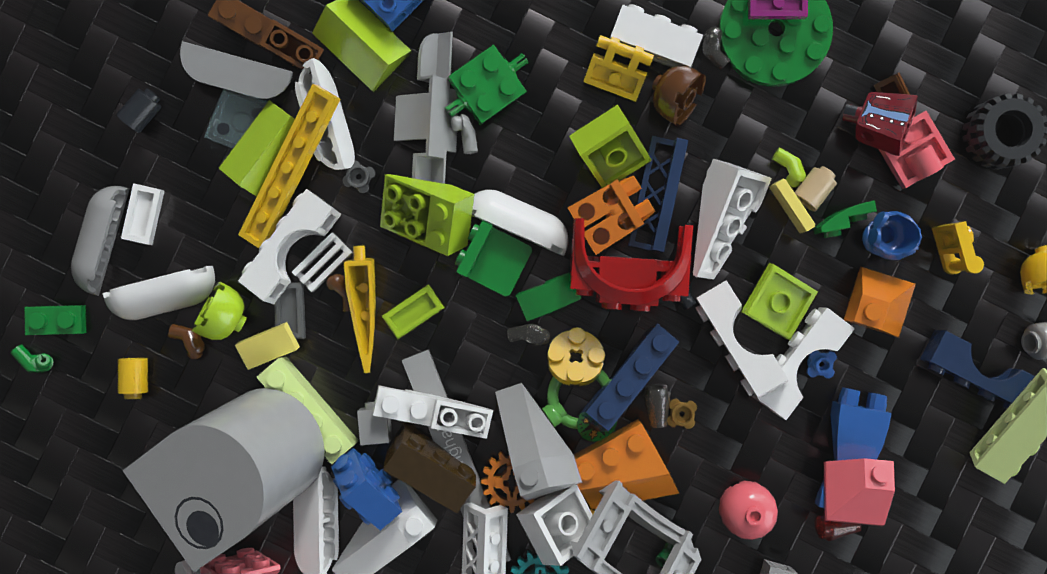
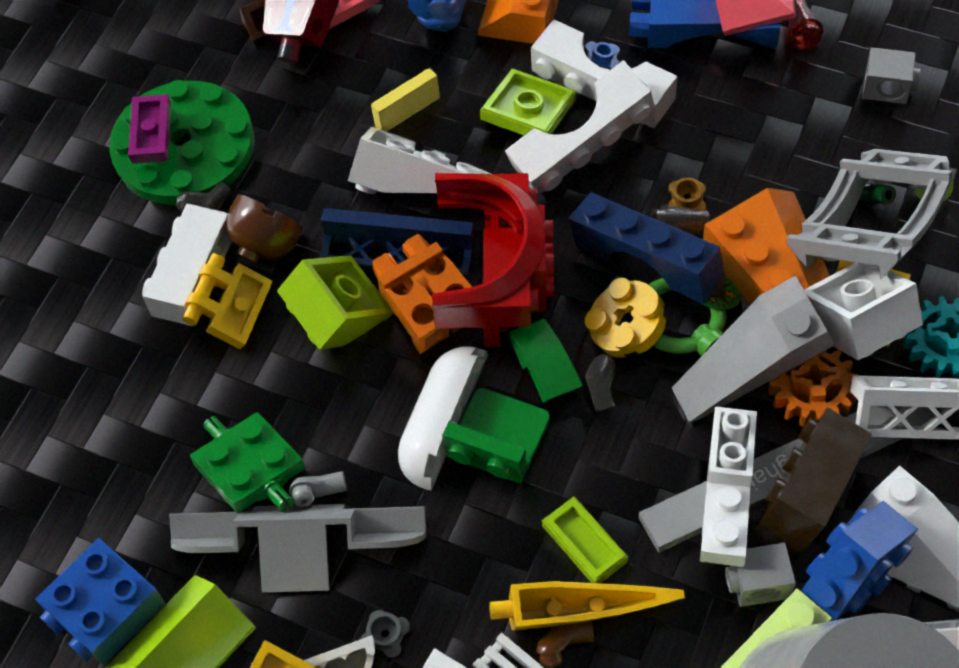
camera: 85 degrees left, 30 degrees down
(427, 212) = (434, 523): lime slope -> none
(748, 510) = (801, 114): coral cylinder -> none
(793, 165) = (352, 108): lime arm -> none
(816, 188) = (379, 76): tan brick -> none
(840, 220) = (418, 47): green slope -> none

